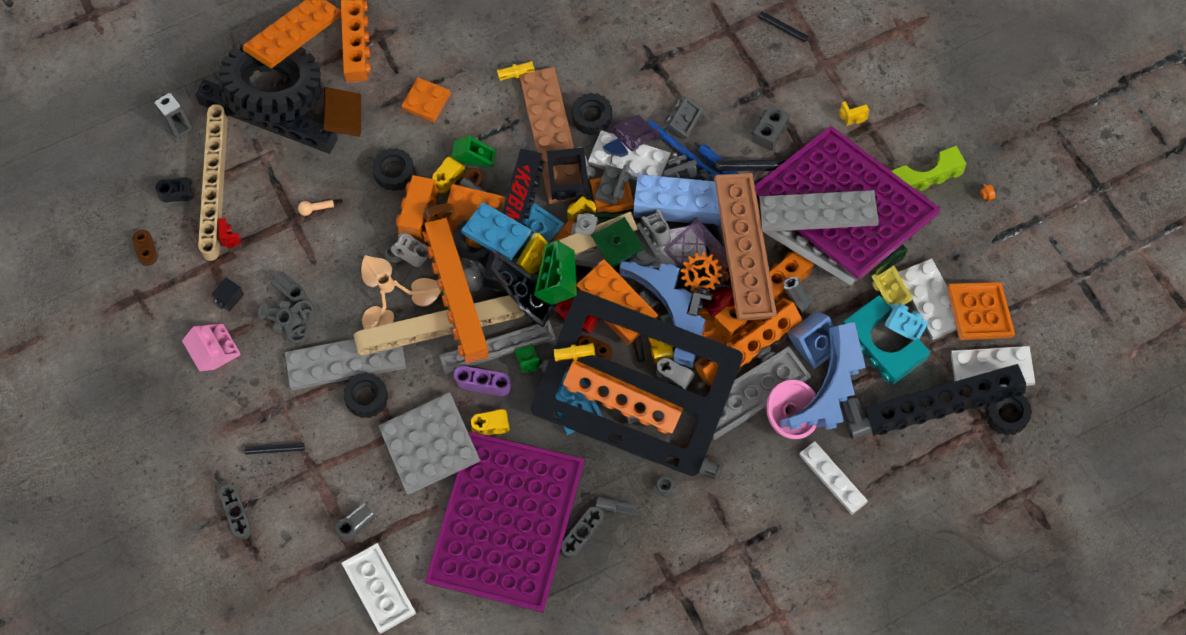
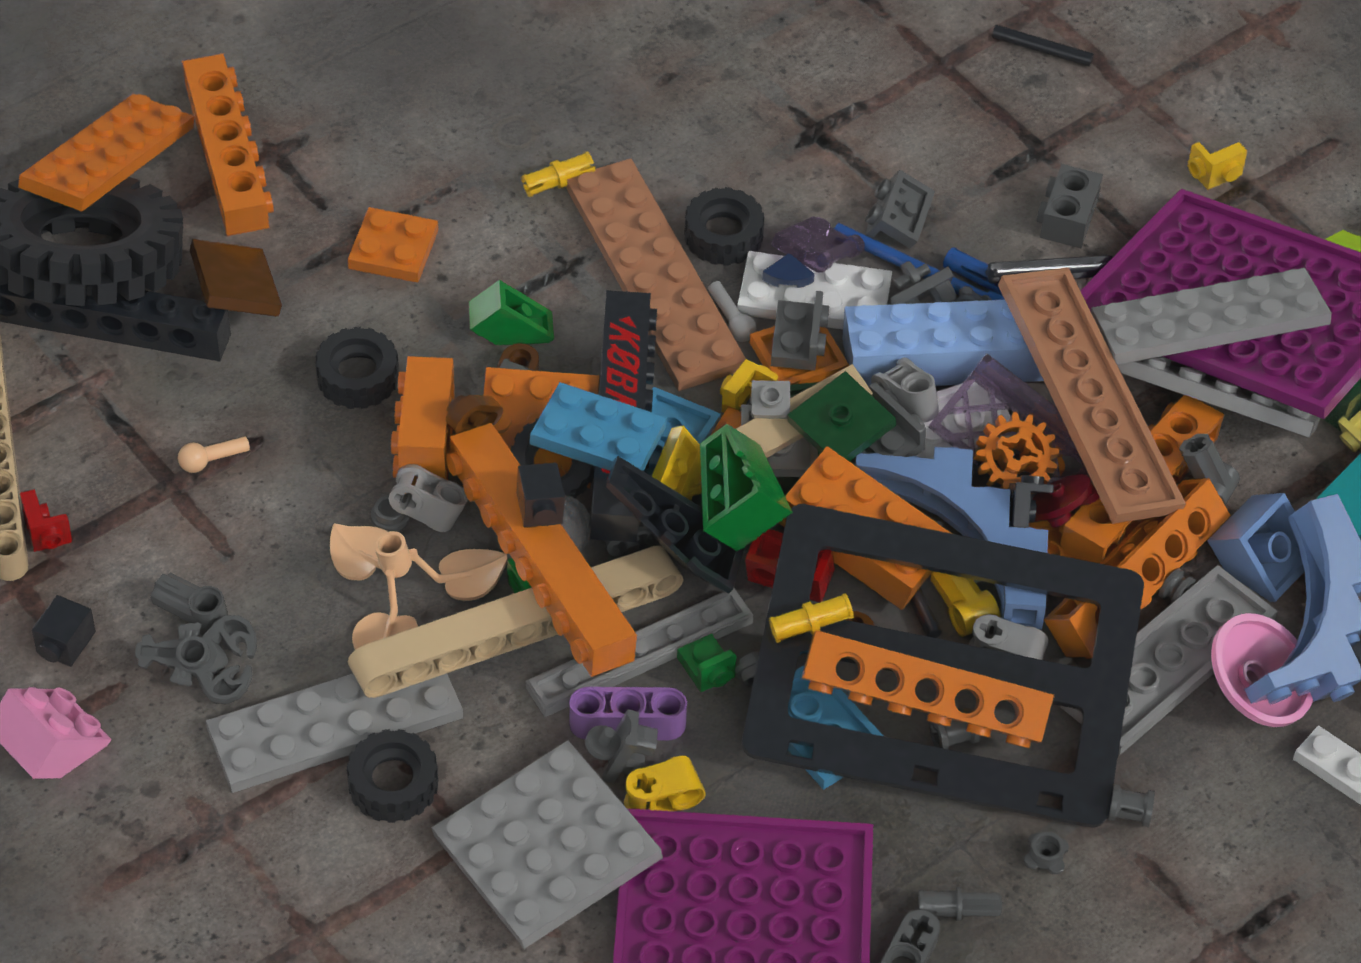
camera: 15 degrees left, 15 degrees down
(275, 448) = (220, 905): black bar -> none
(448, 174) = (471, 356): yellow piece -> none
(458, 266) = (540, 494): none -> black brick
(476, 399) = (622, 747): none -> dark grey hips
(566, 157) = (703, 296): black window -> none

